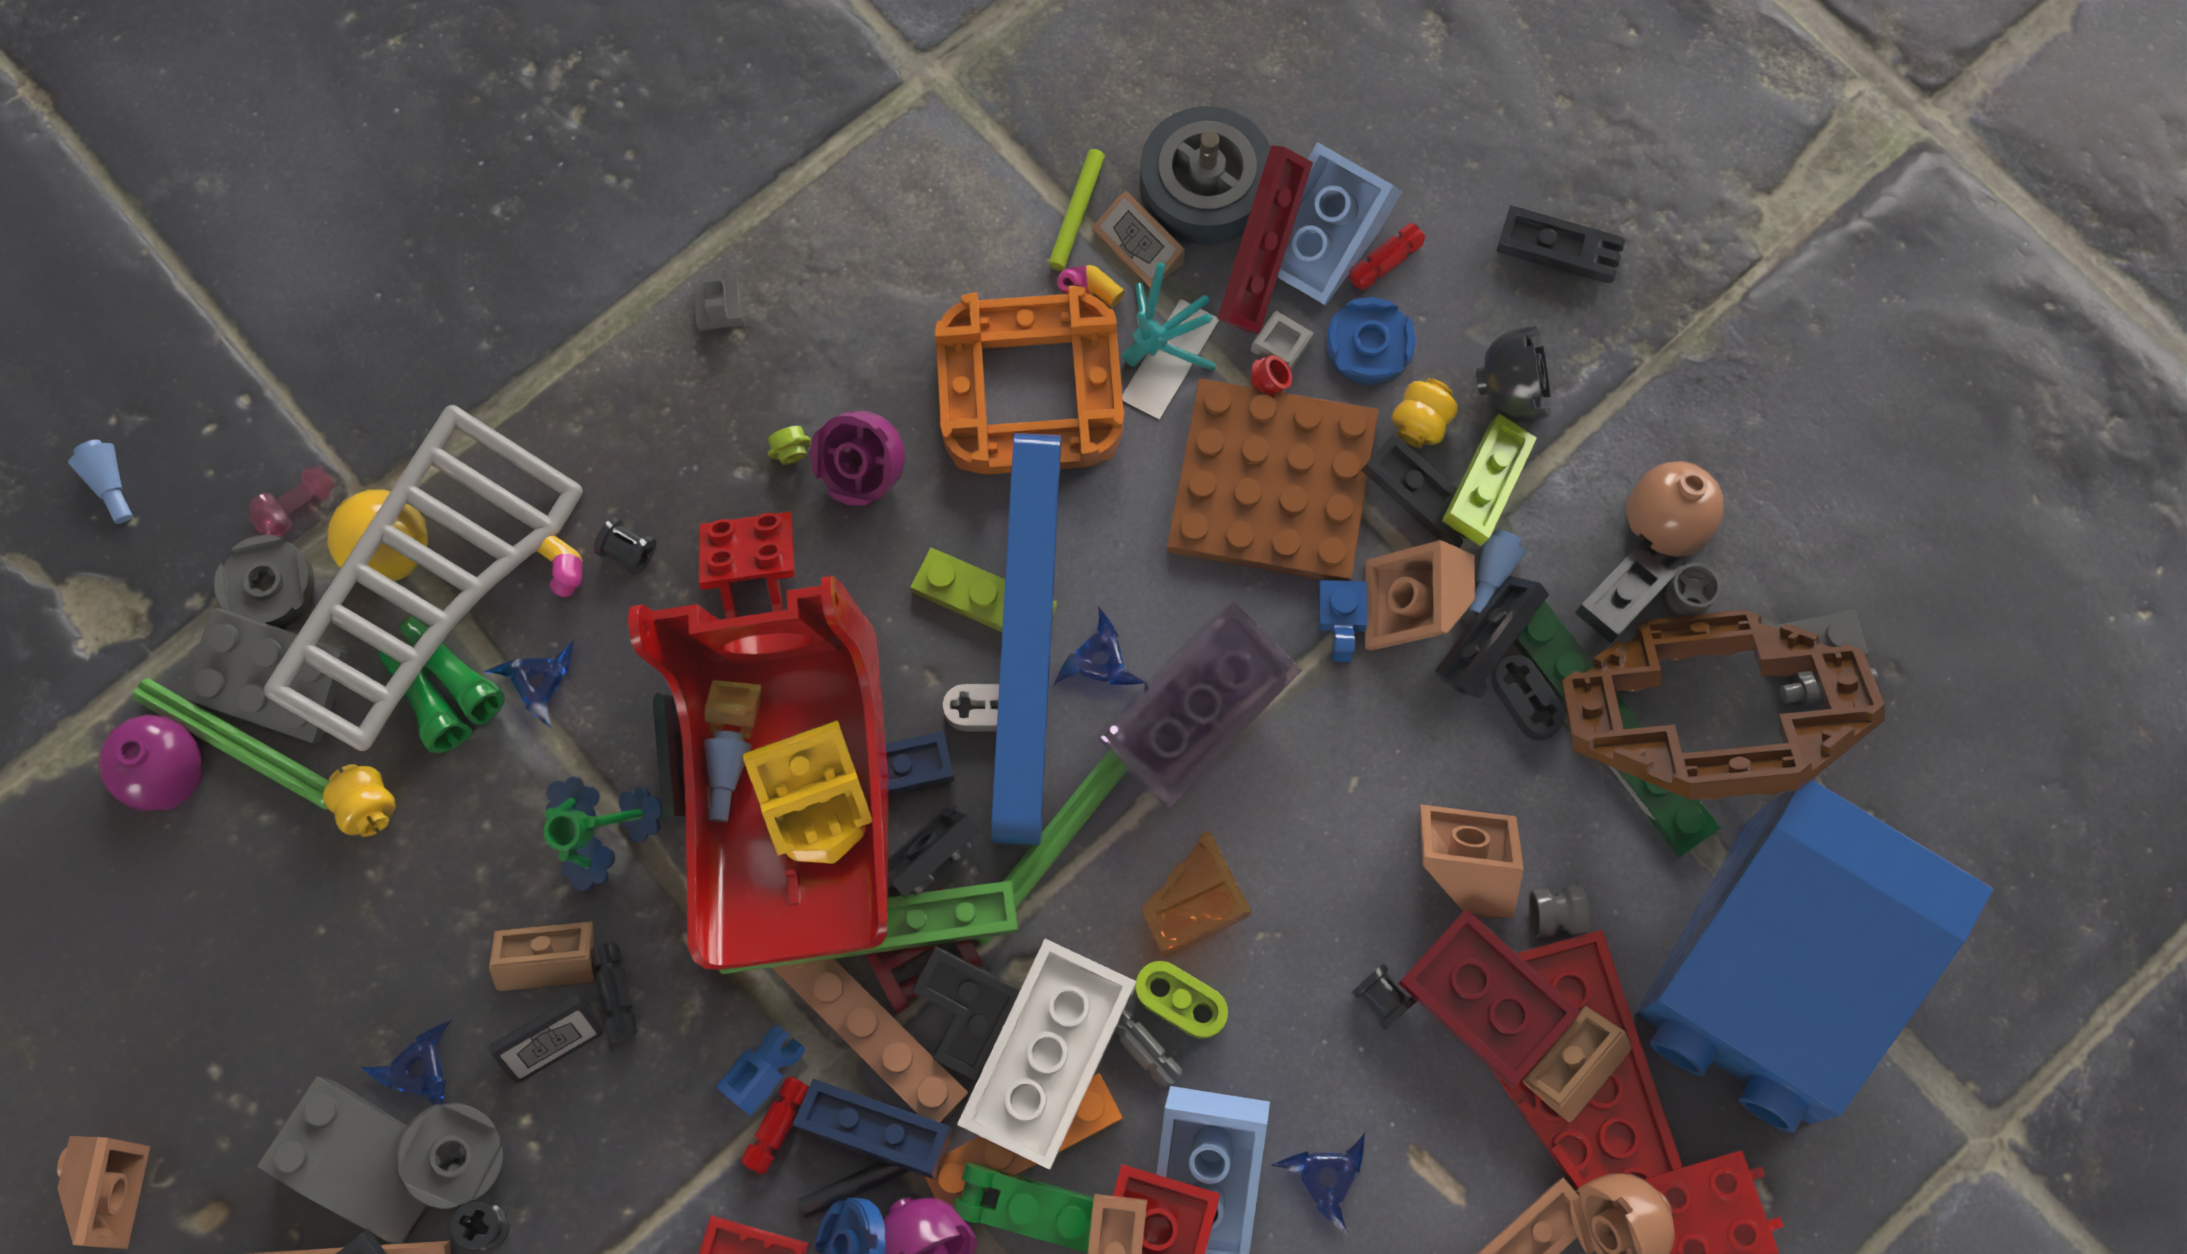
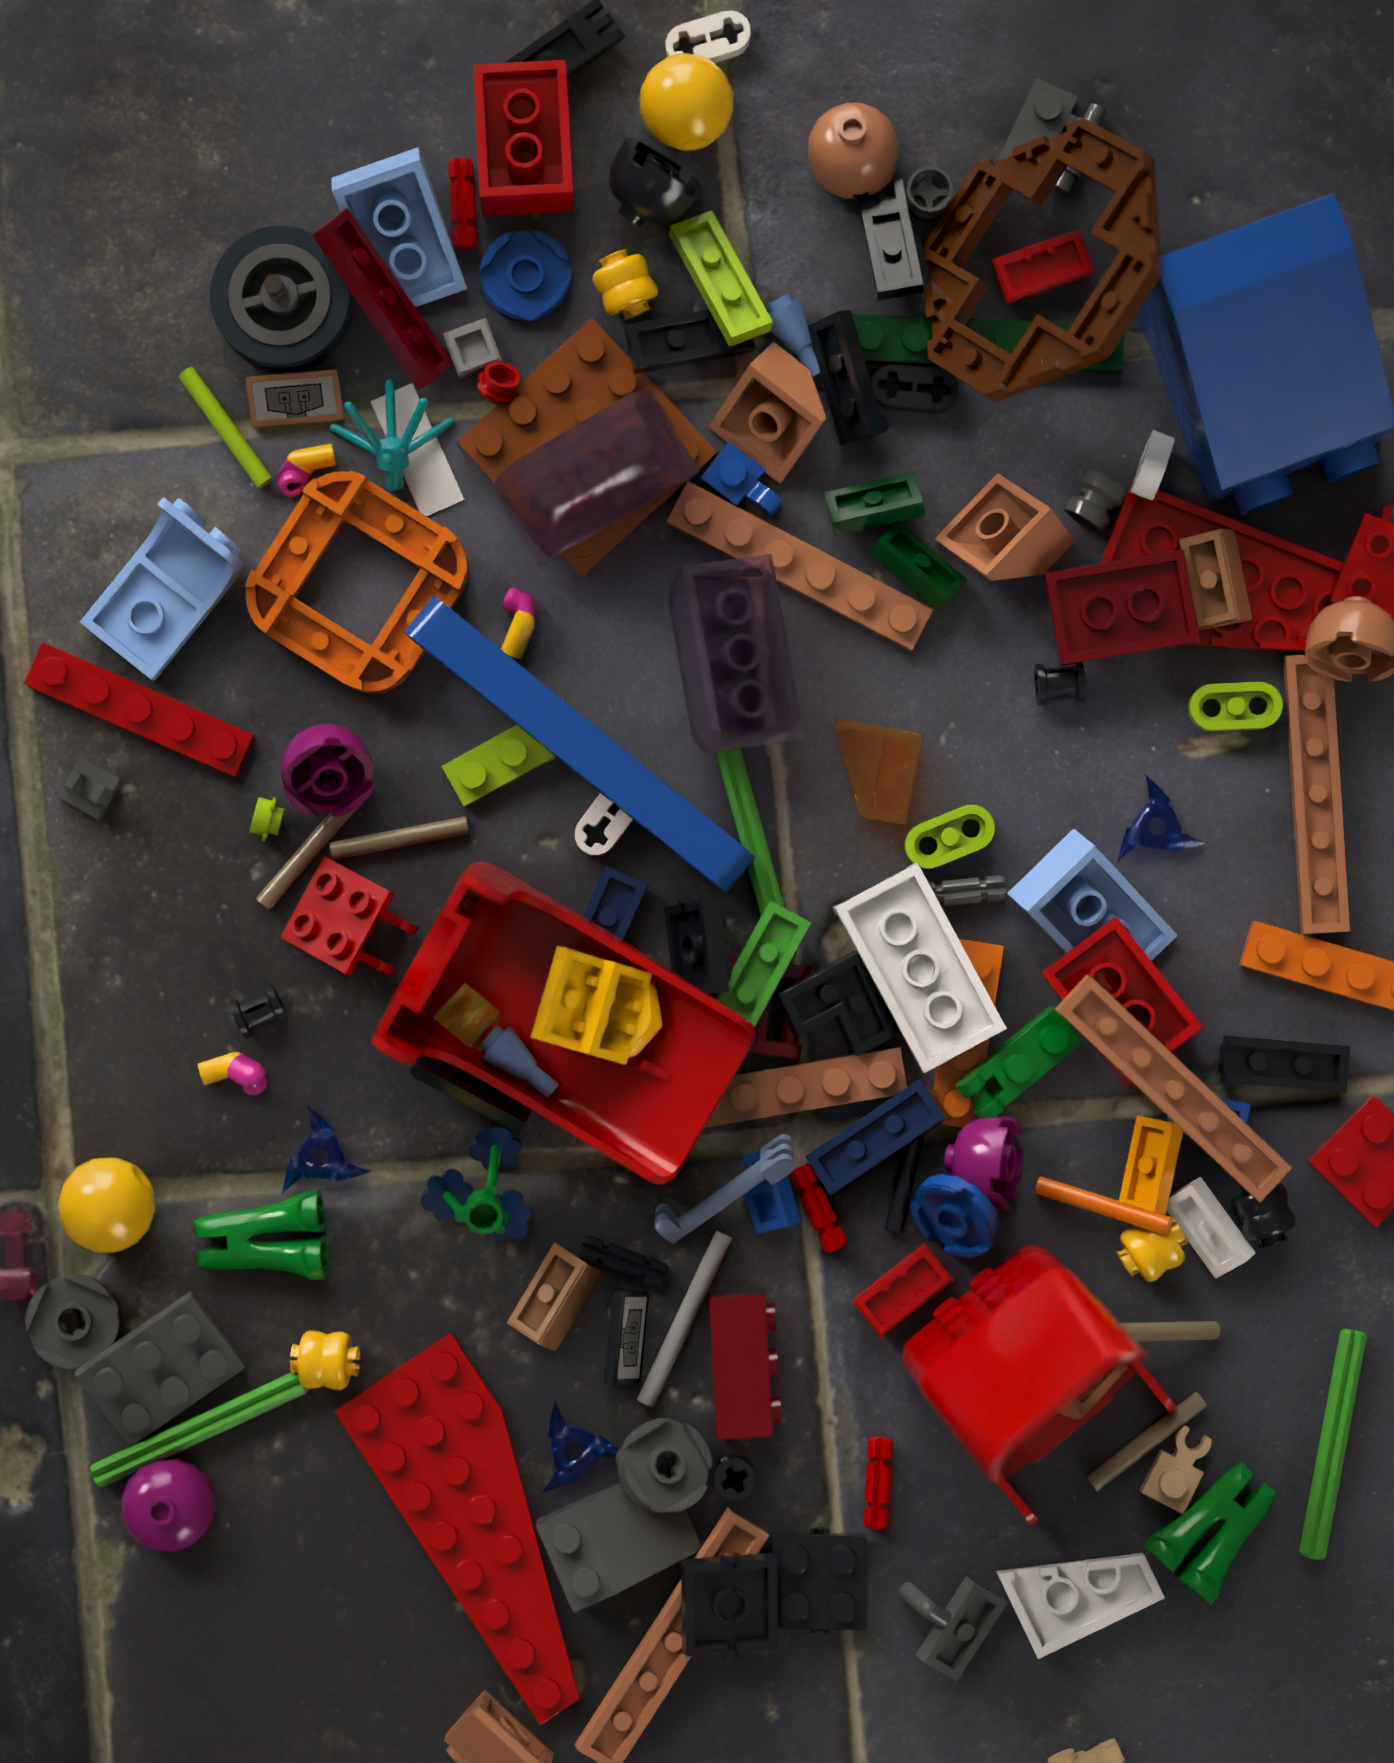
camera: 50 degrees left, 15 degrees up
(327, 980) = (455, 1479): none -> red wing
(441, 622) = (210, 1156): light grey bar -> none
(587, 1160) = (743, 1365): none -> dark red brick
(598, 1080) = (684, 1318): none -> light grey bar
(778, 496) = (301, 859): none -> dark tan piece
(781, 1051) = (774, 1164): none -> sand blue hinge
(807, 299) = (139, 709): none -> red plate
(848, 558) = (399, 838): none -> dark tan bar
(916, 248) = (165, 589): none -> light blue bracket
(1093, 527) = (522, 624): none -> yellow arm
(1106, 642) = (626, 715): clear blue piece -> none
(1256, 488) = (594, 475): none -> windscreen
(1312, 717) = (801, 566): none -> nougat plate
(1387, 804) = (918, 566): none -> dark green plate
(1409, 731) = (874, 503): none -> dark green plate
(1471, 259) = (523, 138): none -> red slope
(1483, 1166) = (1233, 706): none -> lime plate
(1604, 355) = (686, 102): none -> yellow piece
(1628, 934) = (1152, 465): none -> white beam
(1663, 344) = (710, 27): none -> white beam
(1707, 721) = (1042, 267): none -> red plate

